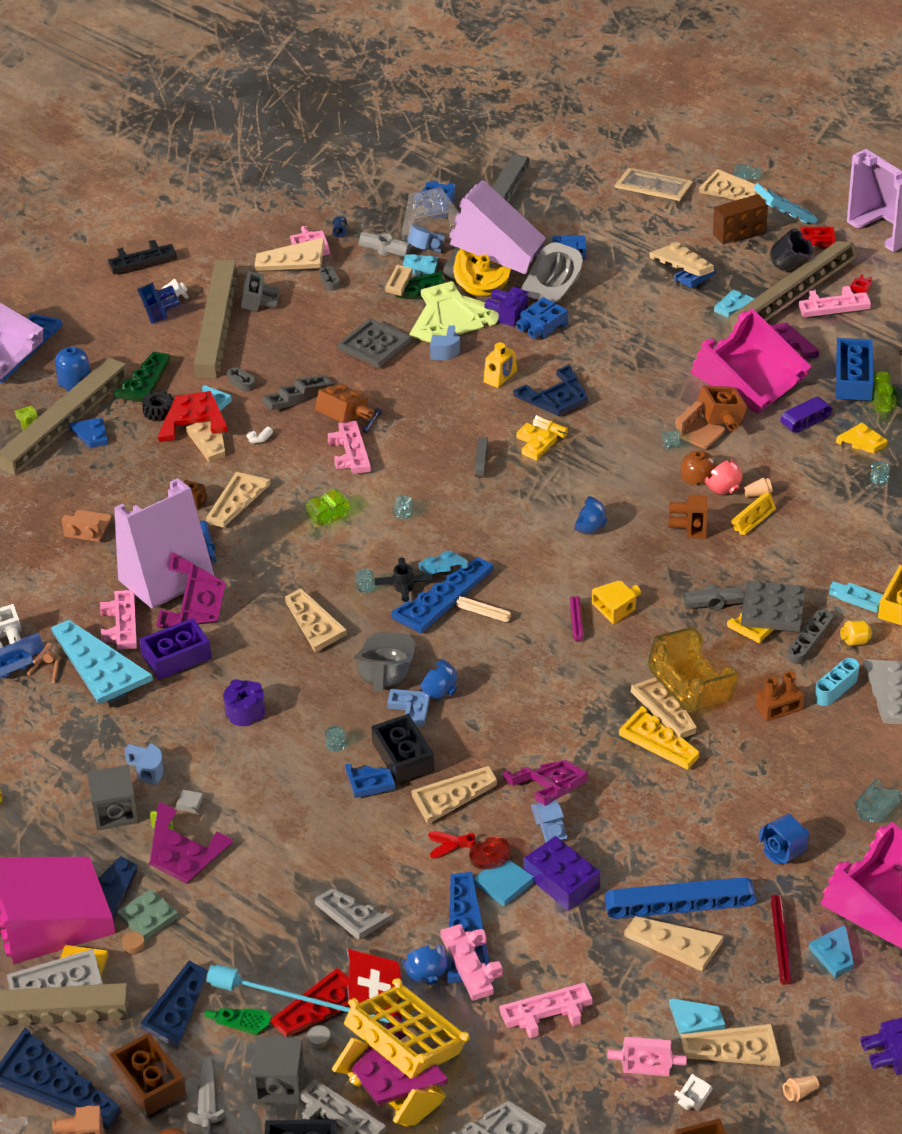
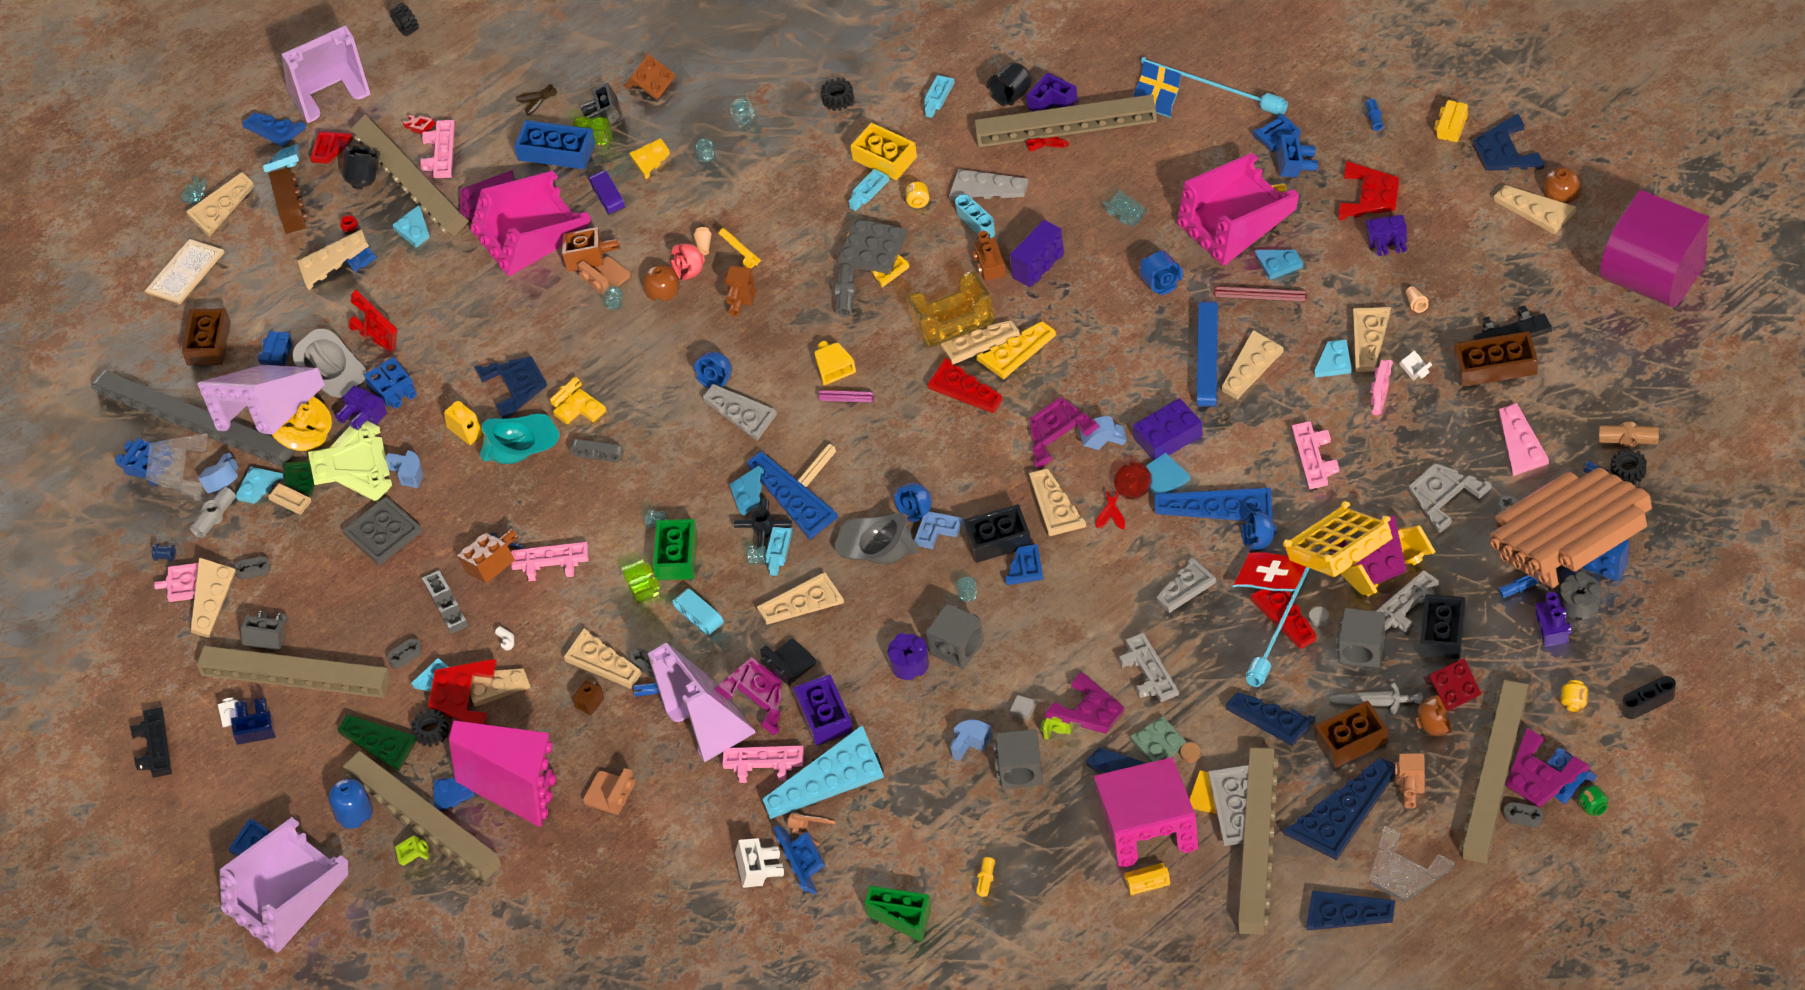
camera: 75 degrees left, 10 degrees up
(83, 443) = (504, 767): none -> dark pink windscreen
(235, 619) = (788, 661): none -> black bracket
(236, 528) = (643, 665): none -> dark grey beam
(245, 1020) = (1290, 674): green piece -> none
(253, 889) = (1157, 678): none -> light grey hinge
(265, 730) = (955, 636): none -> dark grey brick
(294, 551) = (698, 611): none -> medium azure beam
(362, 522) = (675, 549): none -> green brick
(374, 595) = (778, 548): none -> medium azure hinge
(461, 949) = (1274, 497): bright pink hinge -> none
(484, 398) = (517, 438): none -> teal piece
(544, 547) = (741, 411): none -> light grey wing
(575, 204) = (206, 336): none -> reddish brown brick
(596, 289) = (375, 323): none -> red wing
(600, 703) = (955, 383): none -> red wing
(729, 264) = (348, 223): none -> red plate
(788, 732) = (1037, 253): none -> dark purple brick
(813, 637) = (921, 240): dark grey beam -> none
(832, 202) = (274, 130): none -> blue wing

